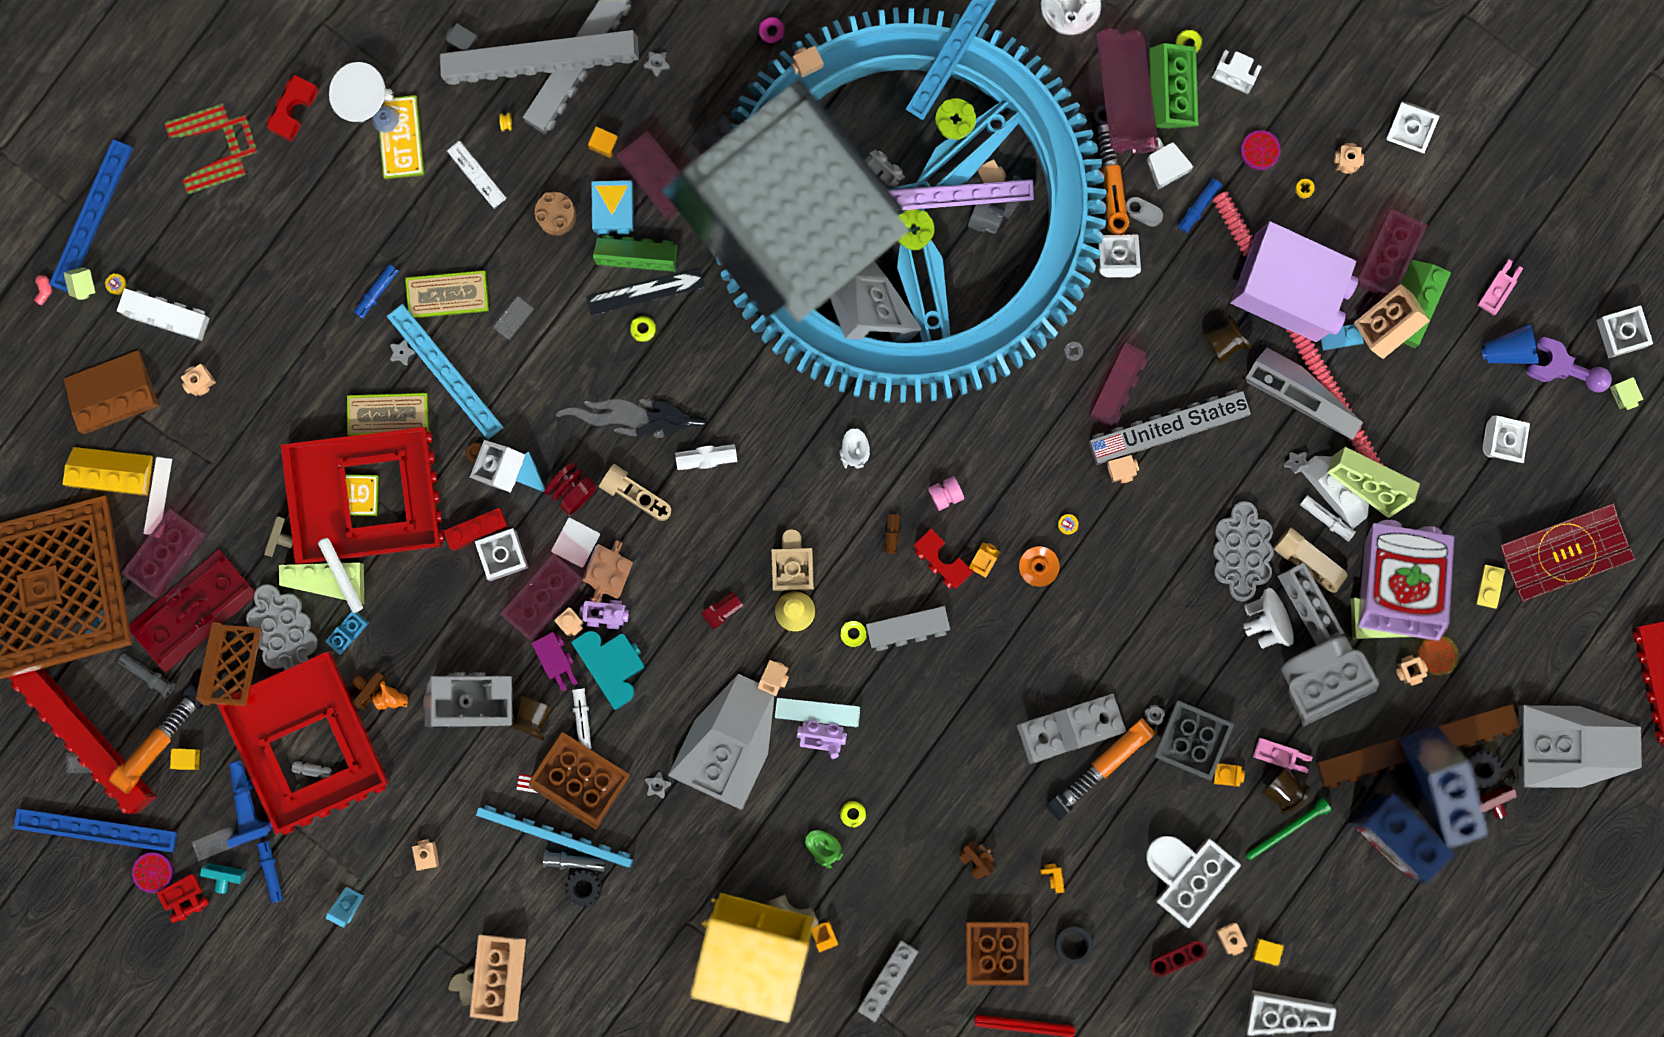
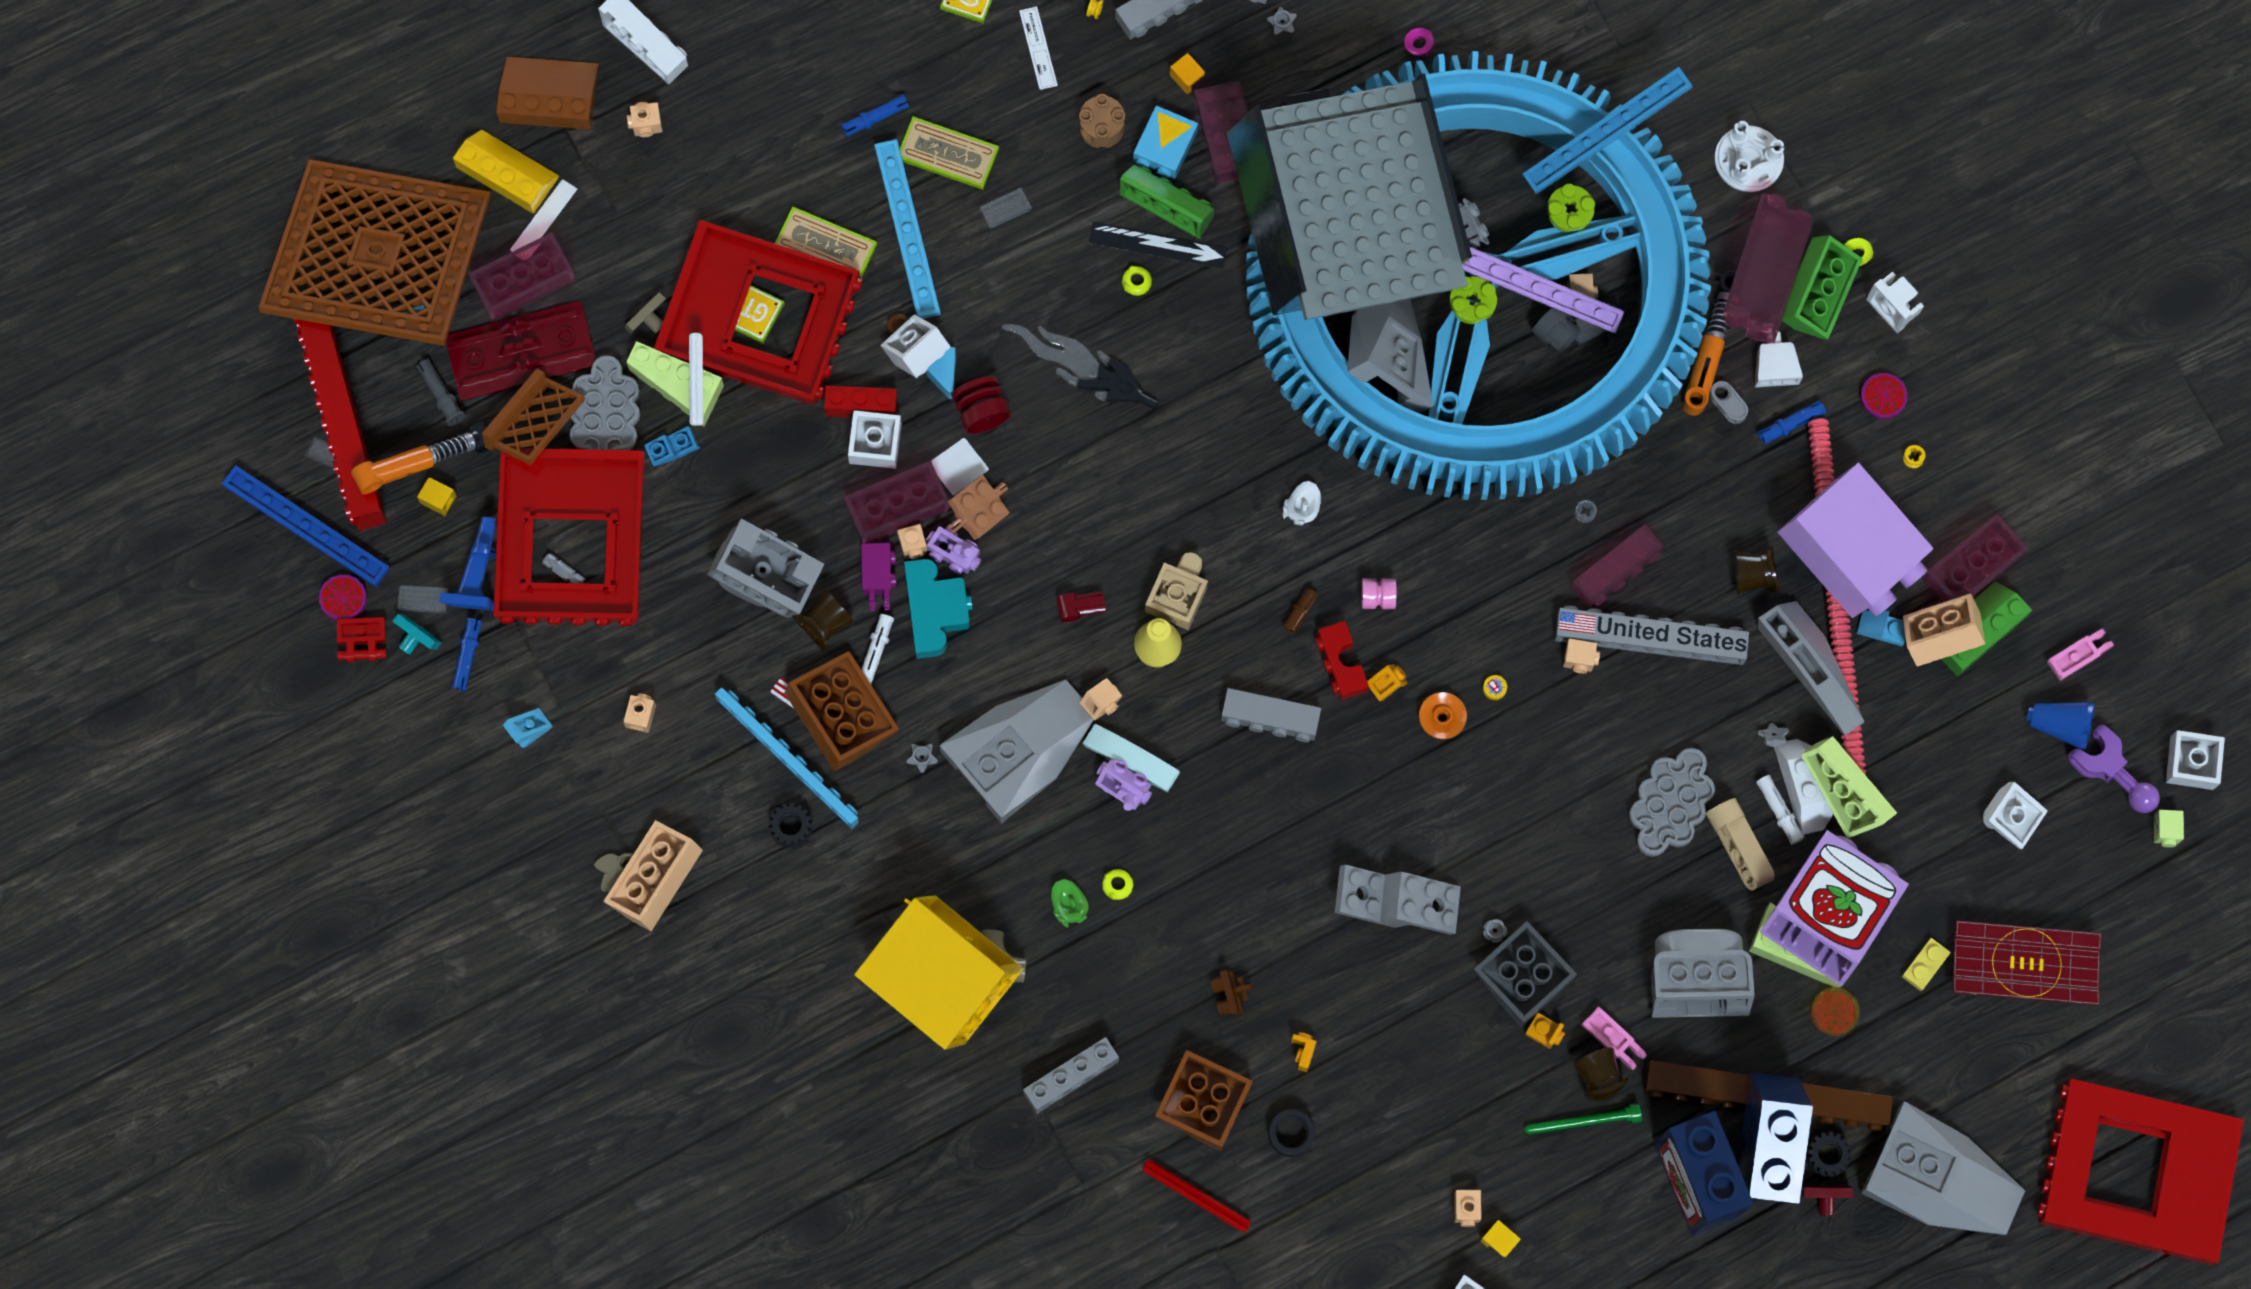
camera: 15 degrees right, 10 degrees down
(367, 689) = (665, 513): reddish brown tile -> none
(389, 698) = (683, 533): orange animal -> none
(403, 346) = (871, 195): light grey plate -> none
(563, 860) = (783, 787): dark grey pin -> none
(617, 482) = (1034, 422): tan beam -> none
(706, 457) = (1140, 440): white piece -> none
(806, 61) = (1442, 77): light nougat brick -> none
(824, 936) = (1024, 998): light orange panel -> none
(849, 641) = (1206, 684): neon yellow piece -> none
(1102, 767) = (1463, 943): piece -> none
(1119, 256) = (1680, 434): white slope -> none
(1188, 958) = (1409, 1194): dark red beam -> none
(1190, 876) = (1454, 1116): white brick -> none
(1274, 619) = (1673, 879): white piece -> none
(1310, 604) = (1719, 885): light grey brick -> none
(1344, 163) = (1975, 445): light nougat brick -> none
(1413, 126) = (2059, 444): white slope -> none
(1419, 670) = (1804, 1004): light nougat brick -> none

